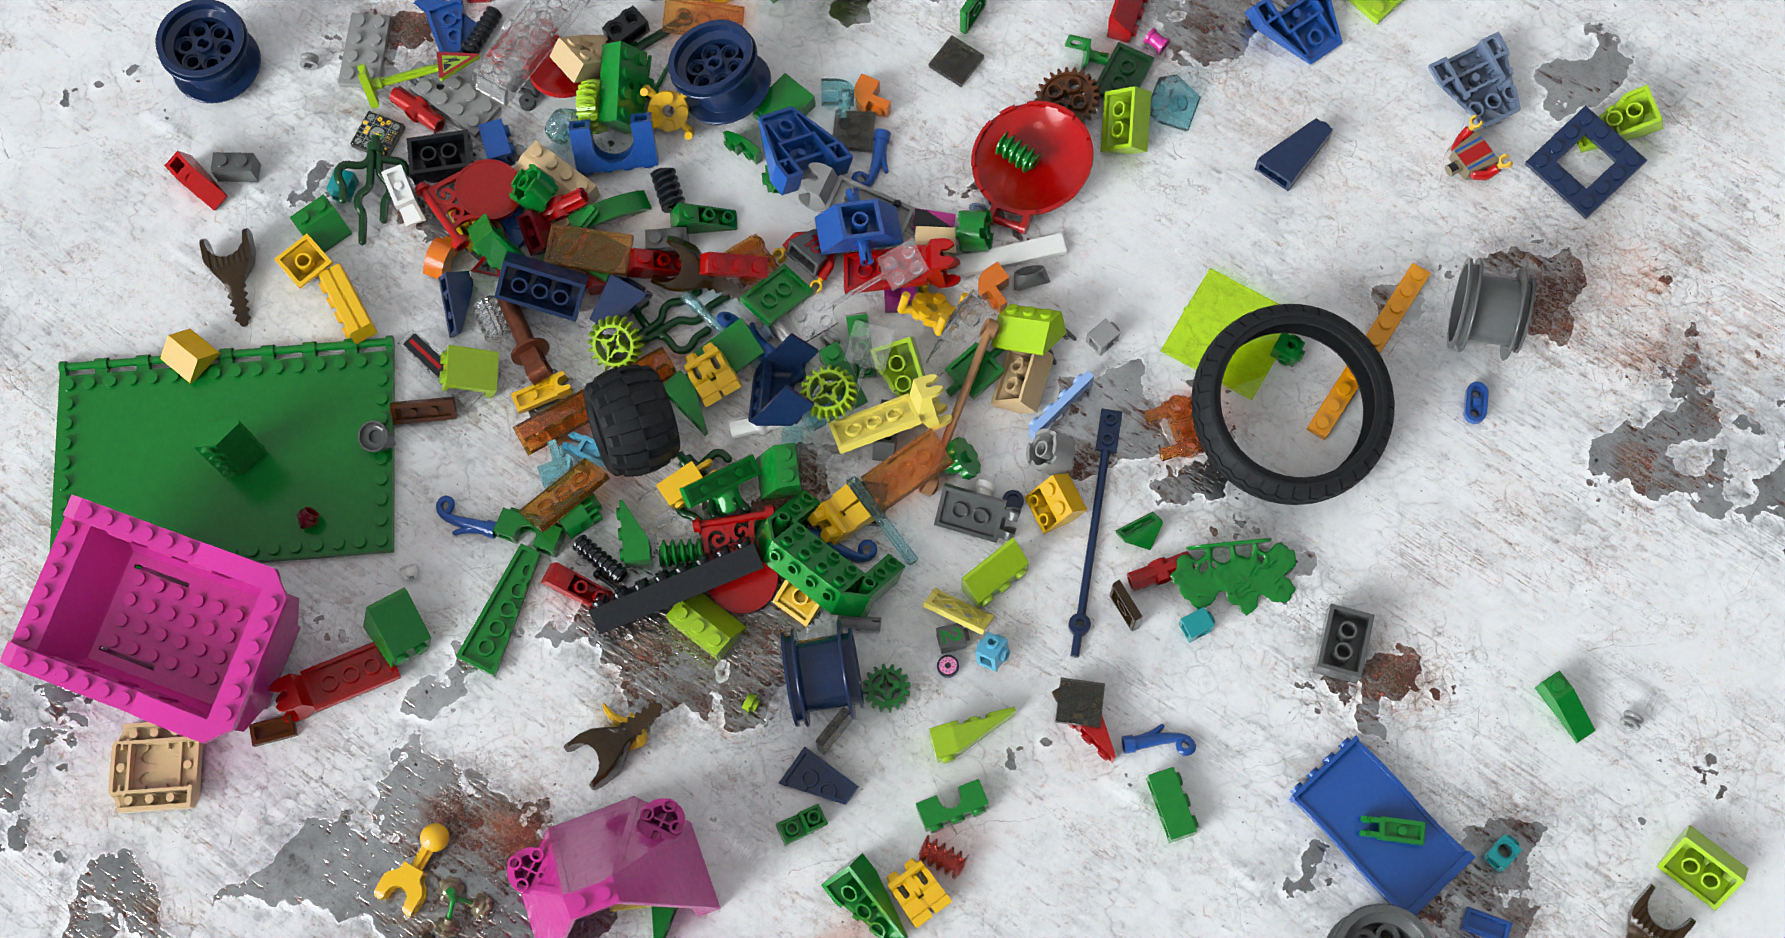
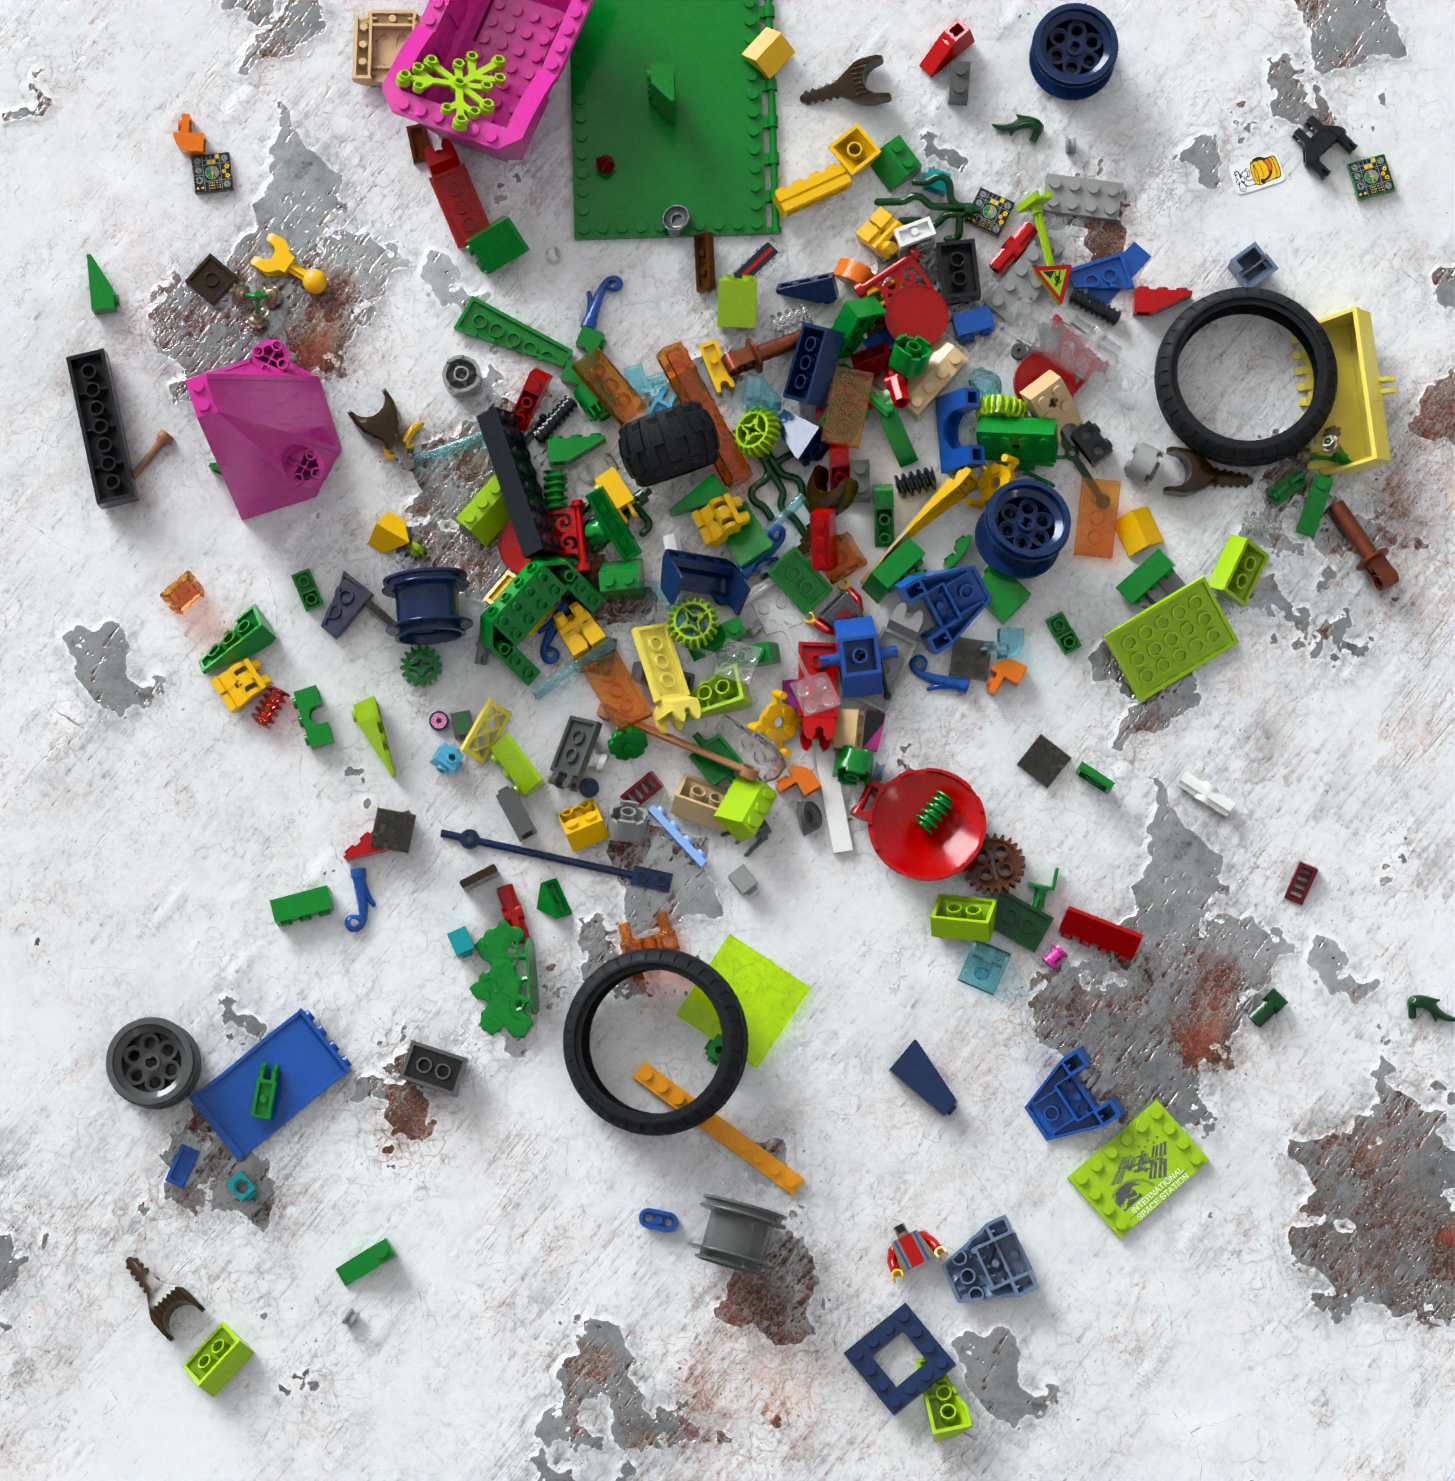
camera: 90 degrees right, 10 degrees up
(205, 654) = (458, 85): none -> lime plant
(281, 105) = (1023, 122): none -> dark green piece
(406, 223) = (879, 233): none -> yellow hips
(538, 661) = (470, 369): none -> light grey brick
(572, 344) = (761, 394): none -> clear light blue slope
(621, 644) = (449, 447): none -> clear light blue piece
(679, 157) = (945, 497): none -> yellow plate
(734, 733) = (389, 533): none -> yellow slope
(765, 204) = (893, 569): none -> green wedge
(825, 48) = (1062, 633): none -> green slope
(1002, 444) = (637, 785): none -> dark red slope
(1050, 570) = (516, 813): none -> dark grey brick

